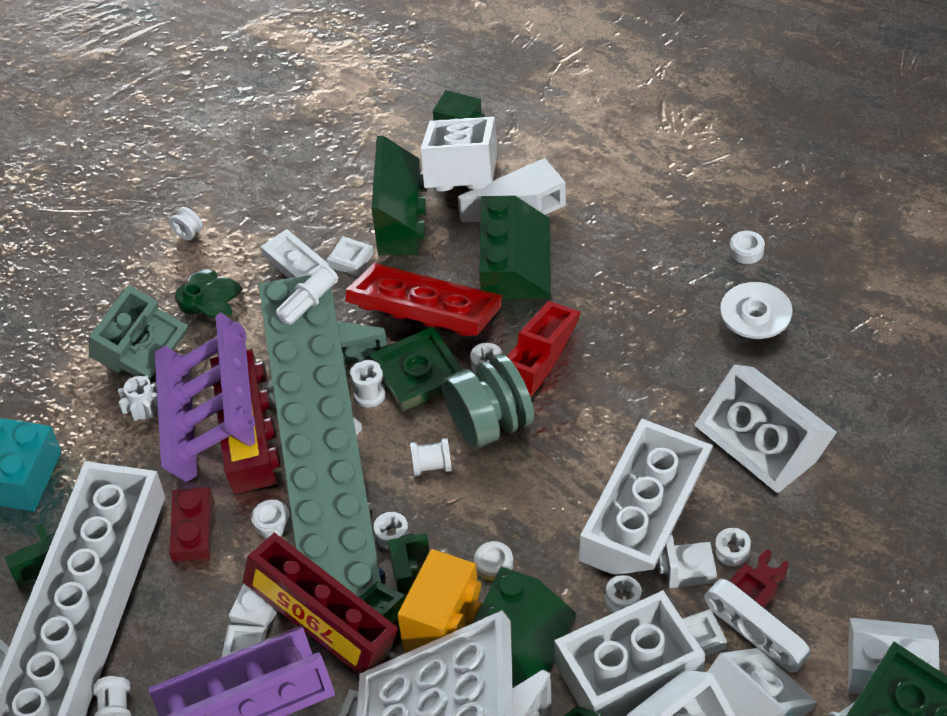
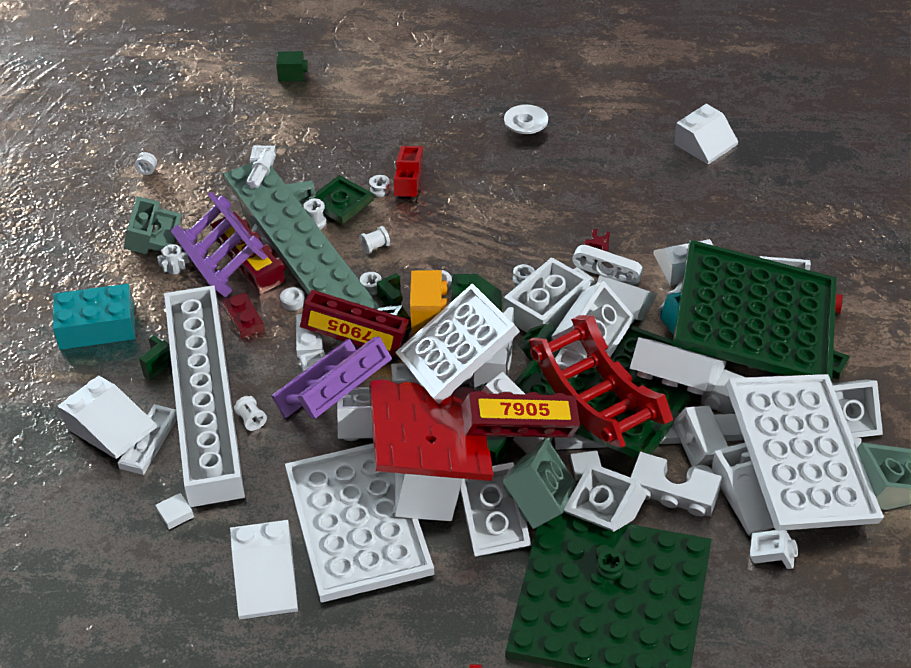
camera: 25 degrees left, 5 degrees down
(207, 294) = (178, 197): dark green plate -> none
(291, 255) = (224, 162): white plate -> none
(397, 200) = (279, 116): dark green slope -> none
(424, 299) = (325, 162): red plate -> none
(459, 153) = (308, 80): white brick -> none
(488, 401) = (396, 199): sand green wheel -> none
(514, 249) = (363, 126): dark green slope -> none
(534, 184) = (352, 97): white slope -> none
(642, 500) = (515, 223): white slope -> none
(687, 564) = (554, 248): white bracket -> none
(723, 552) = (573, 236): white bush -> none
(747, 247) = (502, 92): white tile -> none
(764, 427) = (560, 173): white slope -> none

